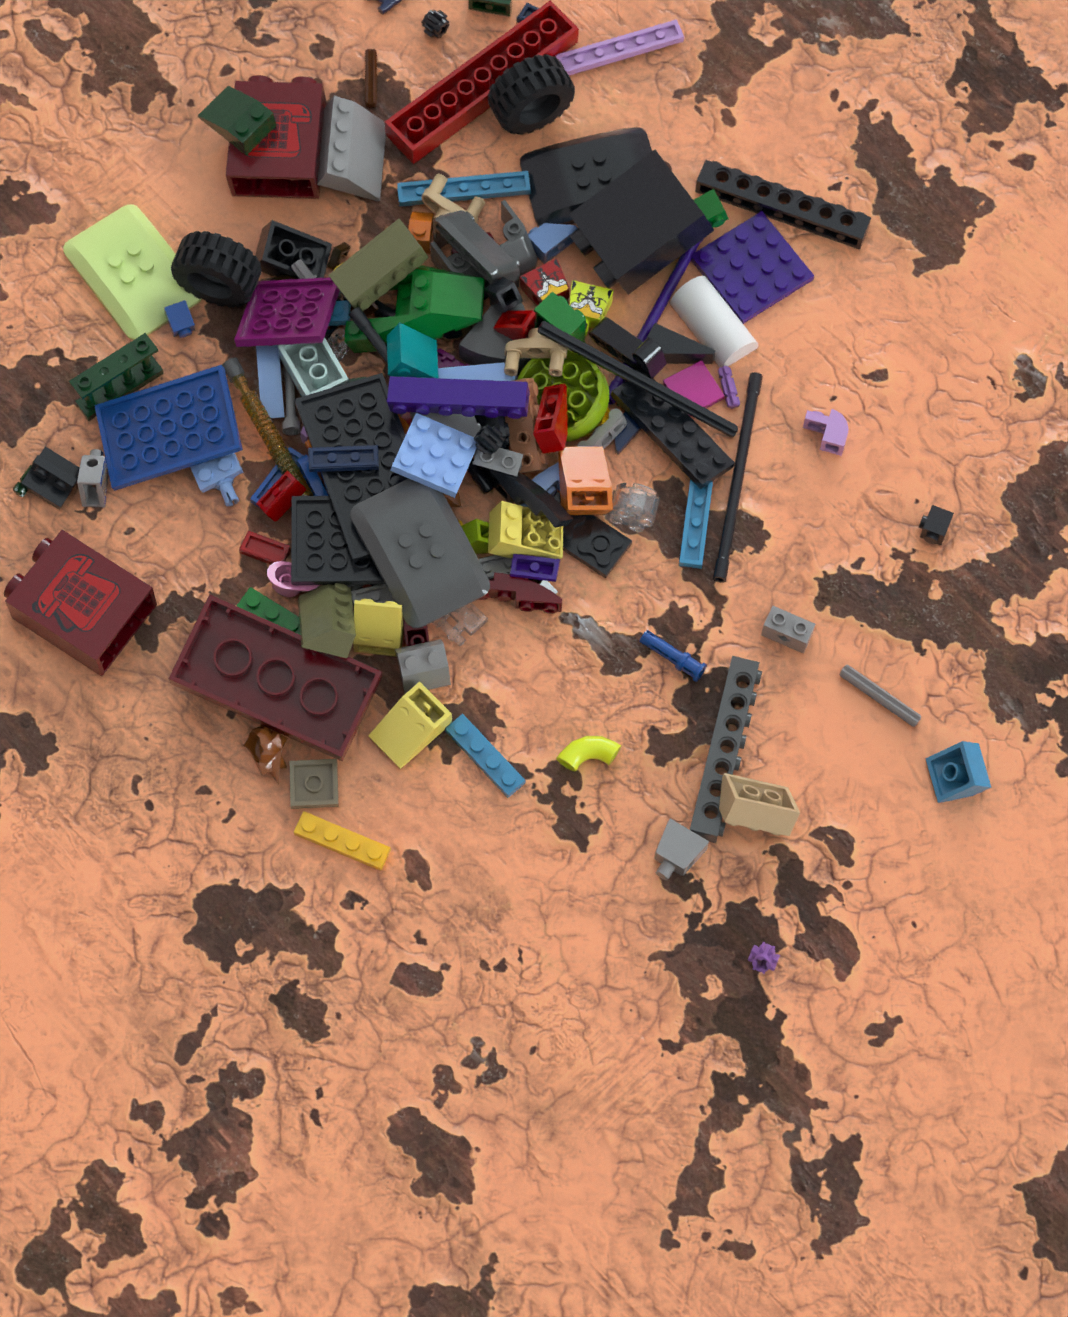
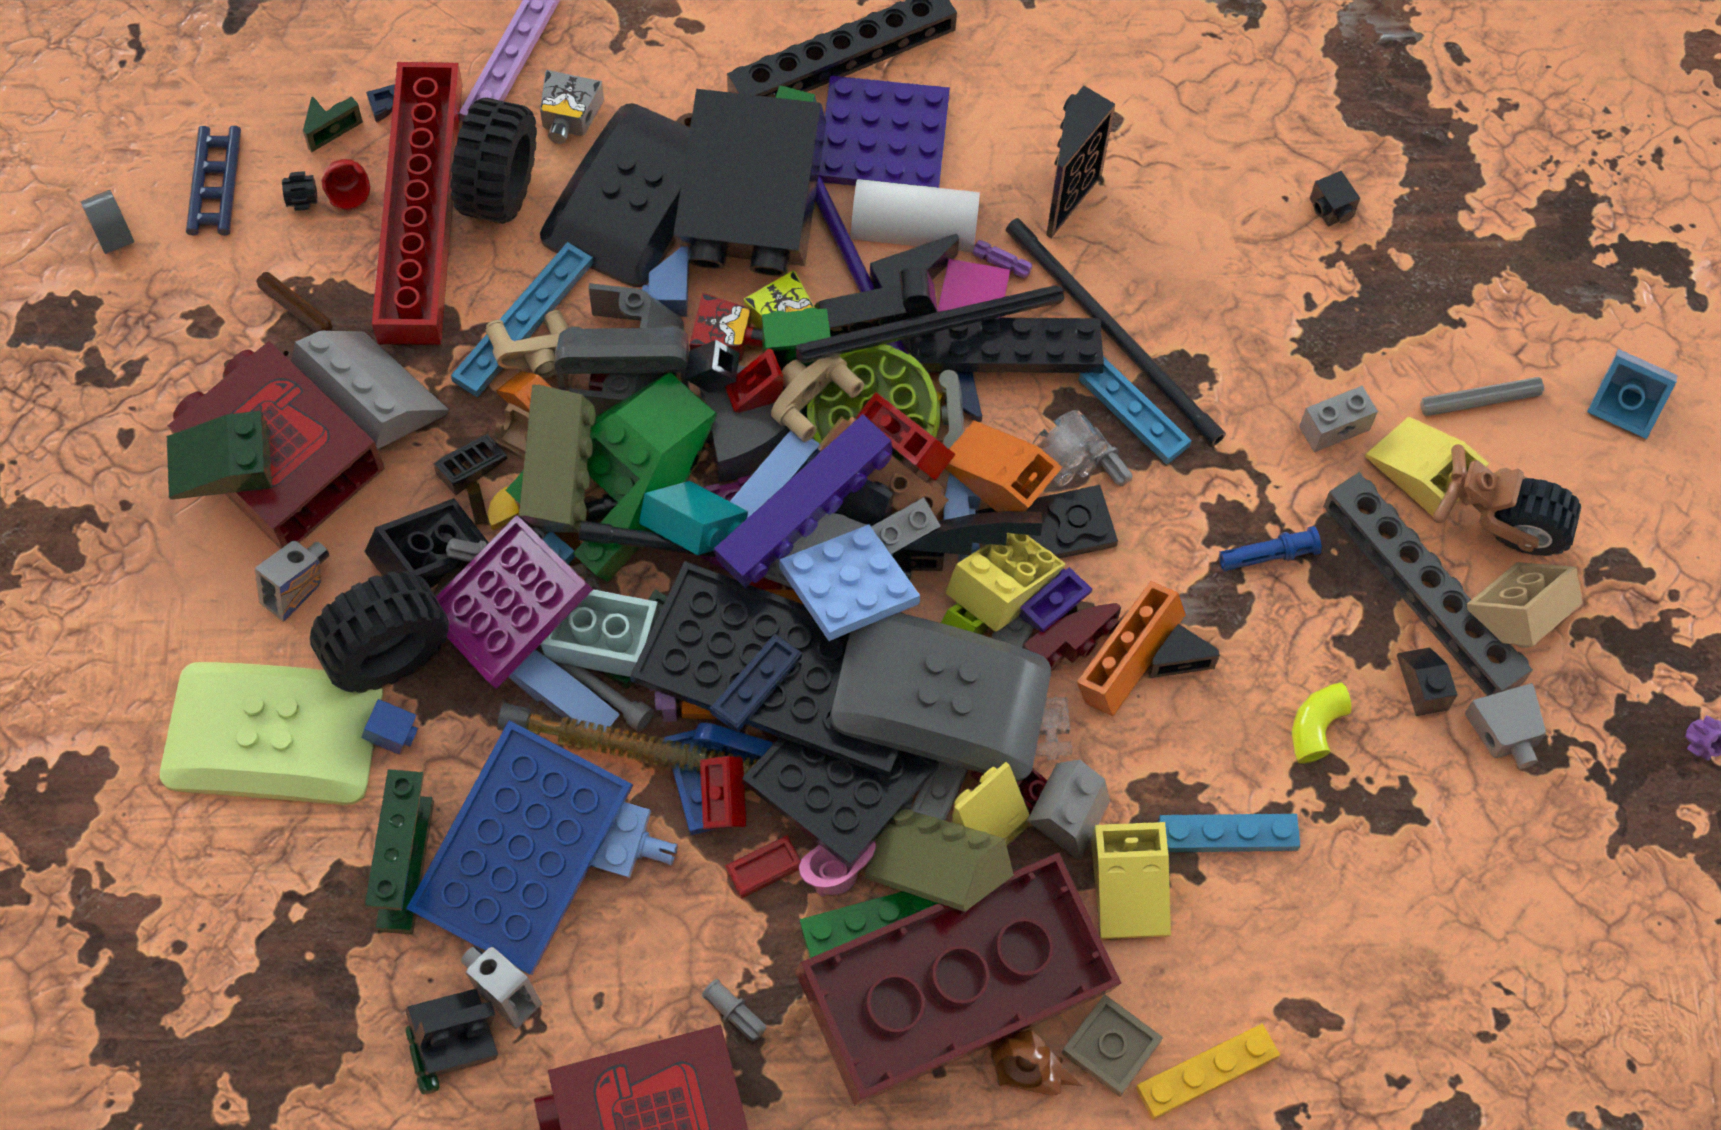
camera: 50 degrees left, 5 degrees down
(176, 594) = (734, 1010): none -> light grey axle
(216, 207) = (289, 577): none -> light grey torso
(351, 225) = (453, 460): none -> black slope
(460, 40) = (346, 184): none -> red hair
(488, 439) = (883, 512): black gear -> none
(544, 627) = (1131, 648): none -> orange brick
(564, 654) = (1183, 654): none -> black slope
(613, 101) = (569, 104): none -> light grey torso
(653, 533) = (1113, 465): none -> light grey axle
(666, 789) = (1427, 681): none -> black slope
(802, 696) = (1420, 461): none -> light yellow slope
(810, 369) = (1080, 154): none -> black slope
(811, 761) = (1518, 510): none -> piece
(833, 427) = (1142, 202): lavender brick -> none

